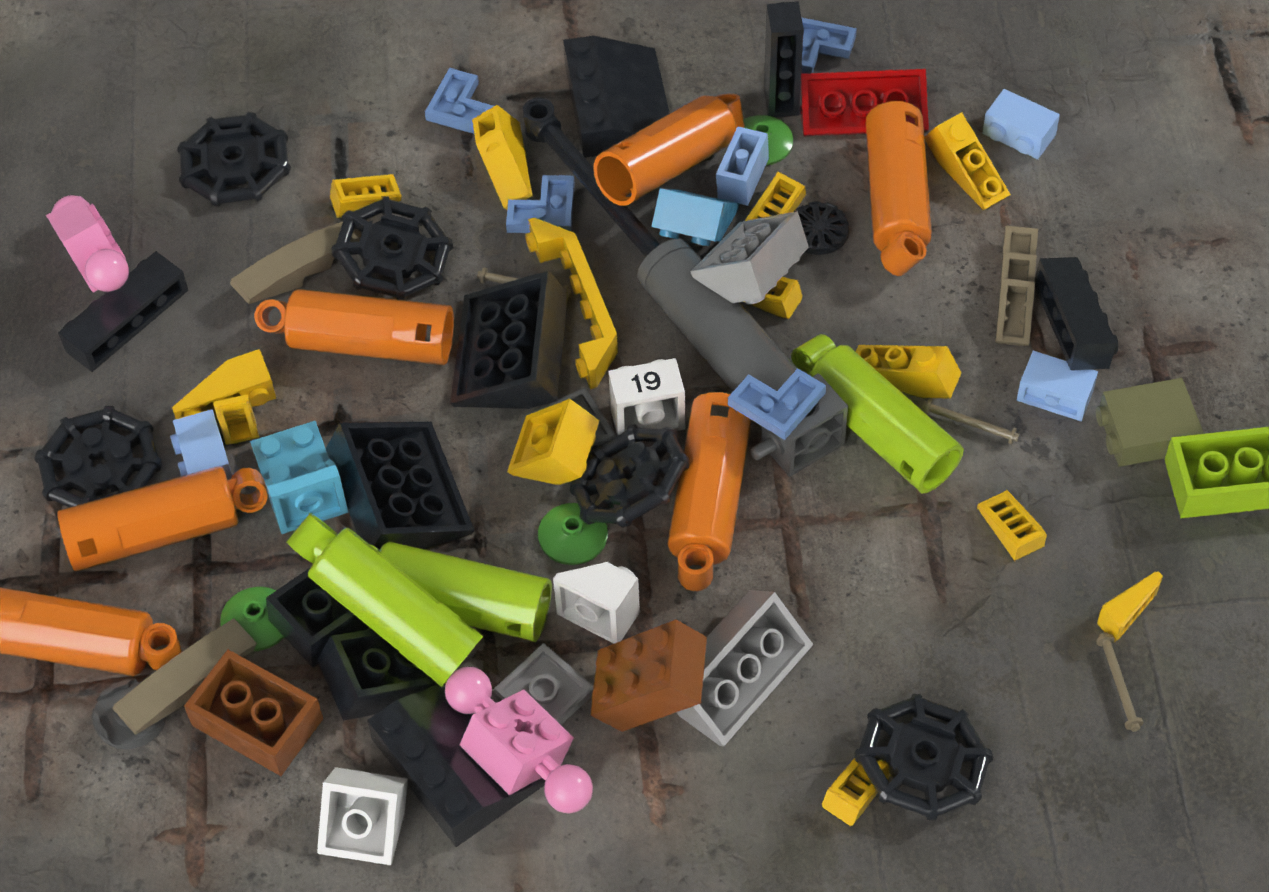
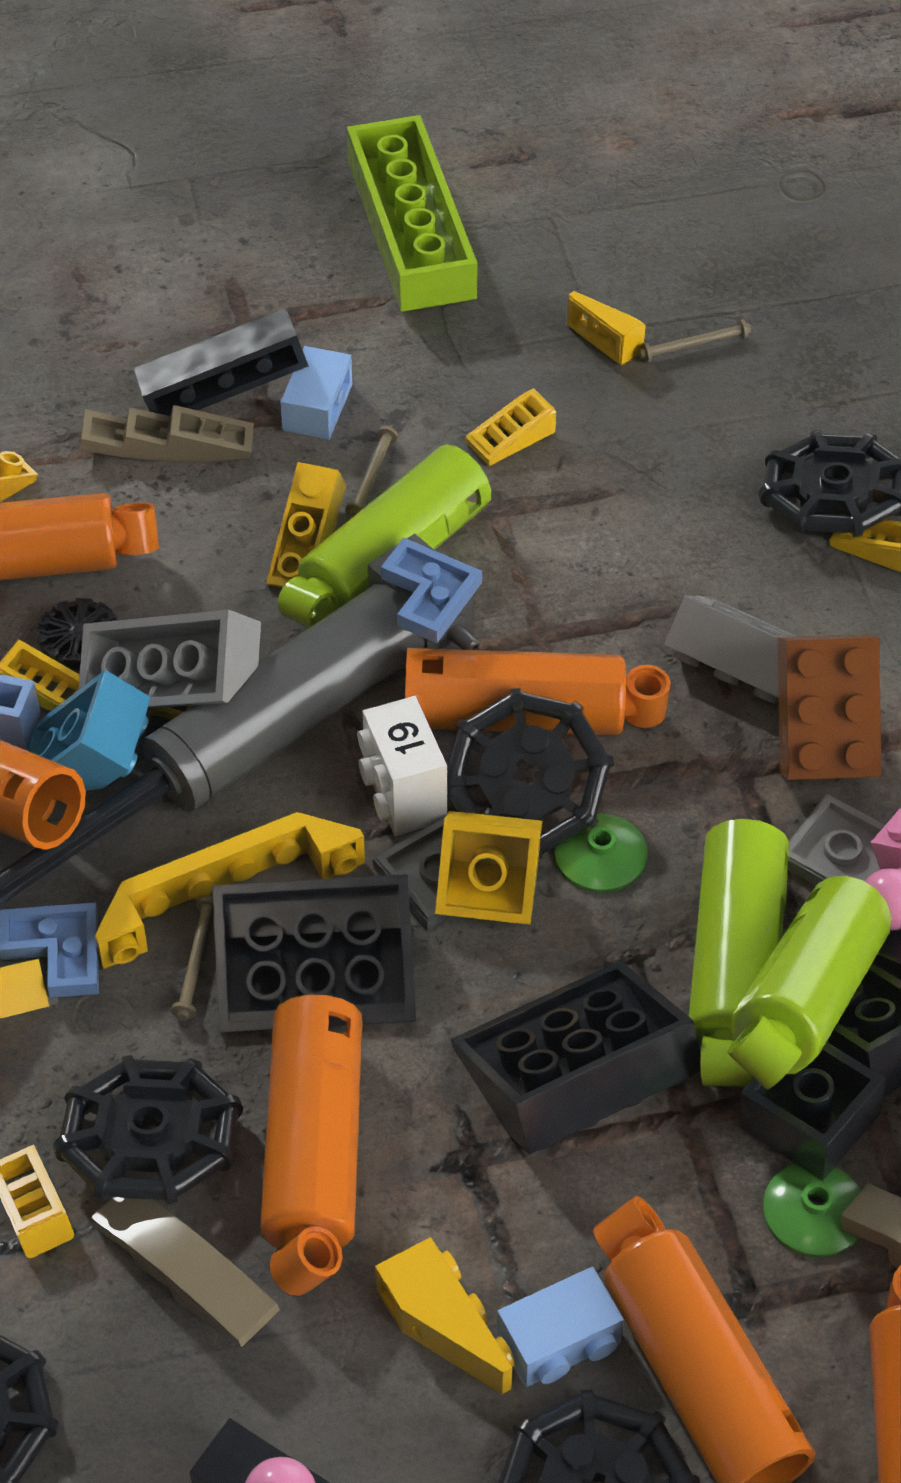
camera: 100 degrees left, 5 degrees down
(236, 419) = (502, 1273): yellow slope -> none
(299, 476) = (614, 1150): medium azure bracket -> none
(599, 599) = (720, 771): white slope -> none
(1145, 418) = (359, 314): olive brick -> none

